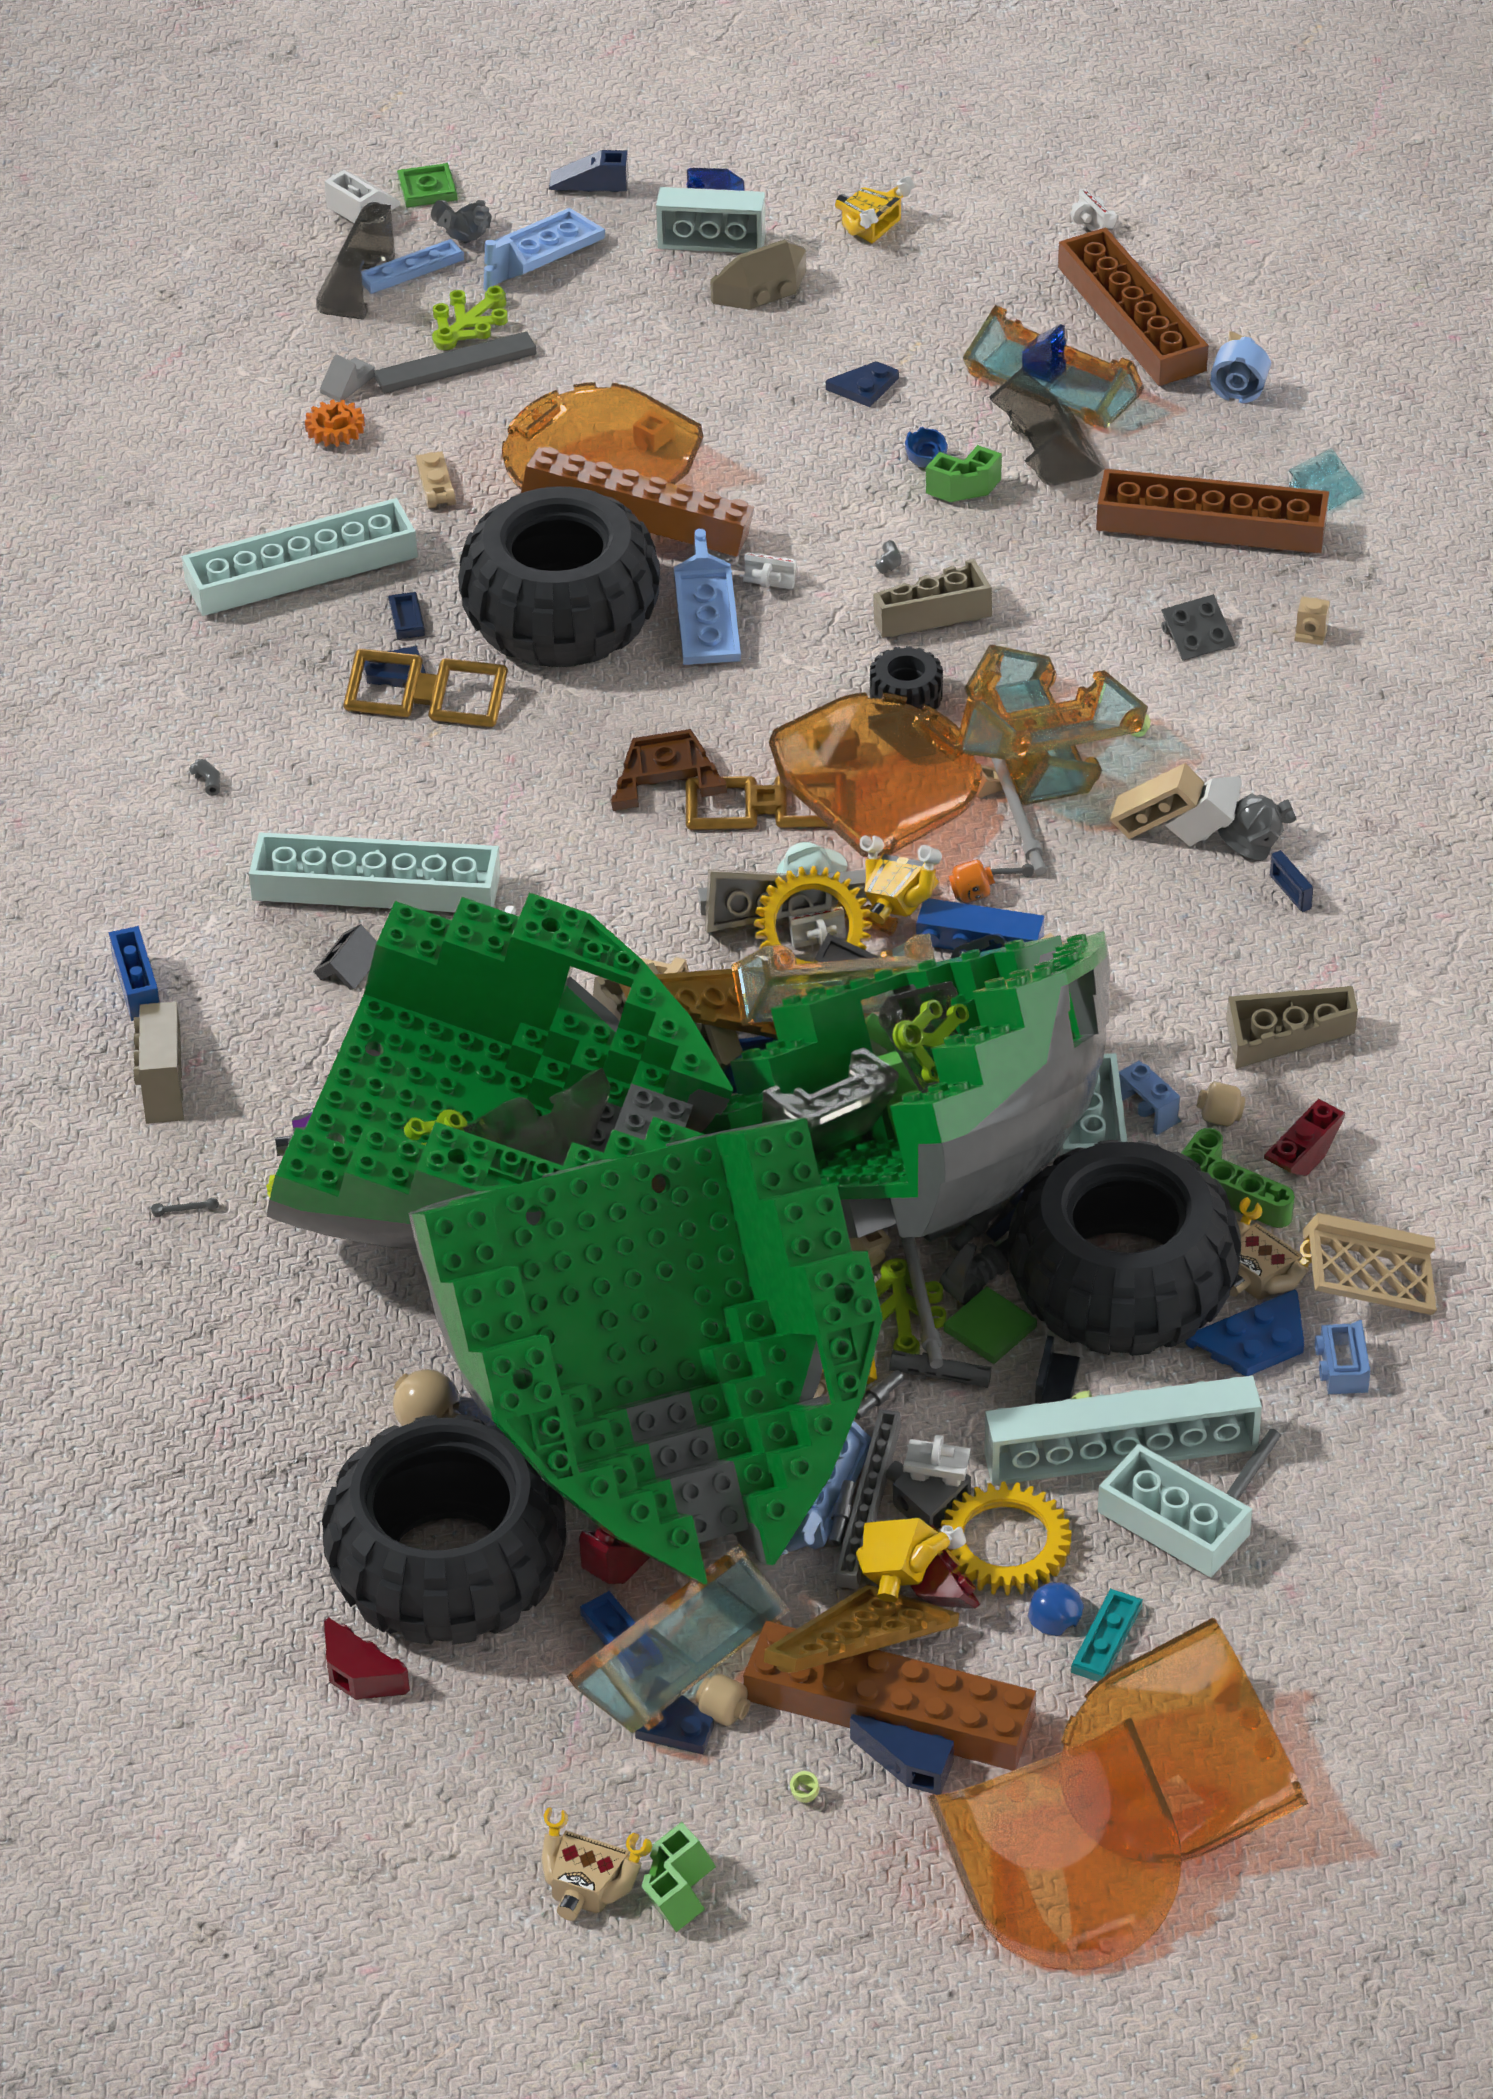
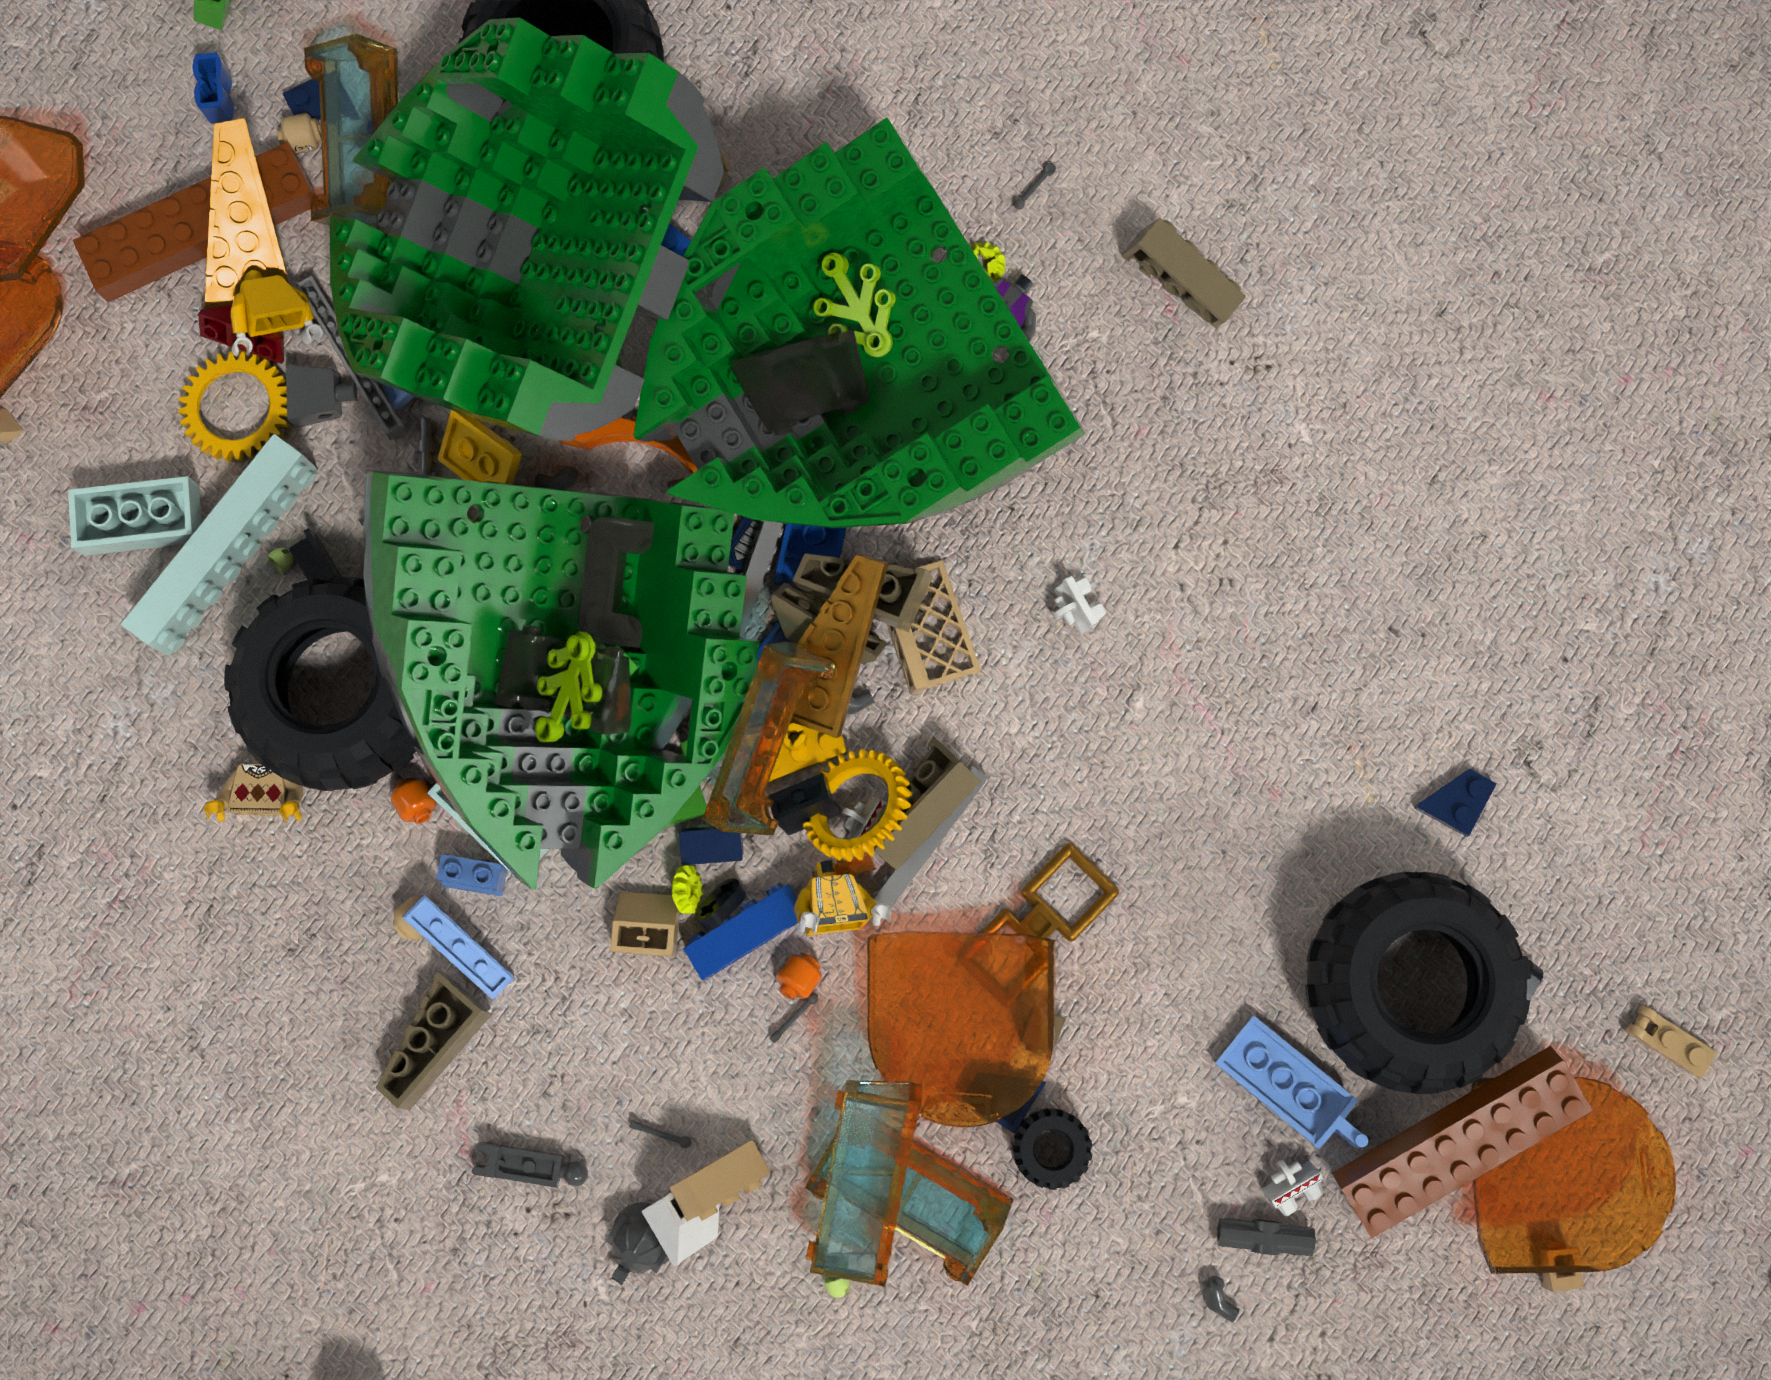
camera: 135 degrees right, 35 degrees up
(133, 969) = (1286, 323): blue brick -> none
(210, 773) = (1466, 563): dark grey arm -> none
(299, 556) = (1660, 837): light aqua brick -> none
(349, 957) = (1165, 485): panel -> none
(372, 872) = (1228, 568): light aqua brick -> none
(406, 615) = (1517, 866): dark blue tile -> none
(425, 688) = (1408, 794): pearl gold bar -> none
(663, 759) = (1152, 892): reddish brown wing -> none
(759, 1785) = (213, 87): none -> blue brick
(807, 1781) = (193, 119): yellowish green hinge -> none
(808, 855) = (938, 890): light aqua piece -> none
(820, 561) = (1266, 1237): none -> dark grey piece
(909, 1755) = (141, 190): dark blue slope -> none
(934, 601) = (1121, 1272): dark tan wedge -> none
(937, 1460) = (304, 394): white hips -> none
(1031, 846) = (790, 1060): light grey bar -> none
(1055, 1608) = (158, 385): blue hair -> none
(1106, 1635) = (110, 396): teal tile -> none
(1161, 862) = (684, 1141): none -> dark grey hinge
(1206, 1058) = (458, 946): none -> light blue tile
(1239, 1183) = (340, 850): bright green beam -> none
(1254, 1464) = (125, 597): dark grey bar -> none
(1255, 1336) = (210, 737): blue wing -> none
(1291, 881) = (561, 1206): dark blue tile -> none
(1294, 921) = (529, 1166): none -> dark grey plate
(1307, 1139) = (320, 927): dark red slope -> none
(1343, 1358) = (137, 756): medium blue window -> none
(1371, 1242) = (183, 863): tan fence -> none

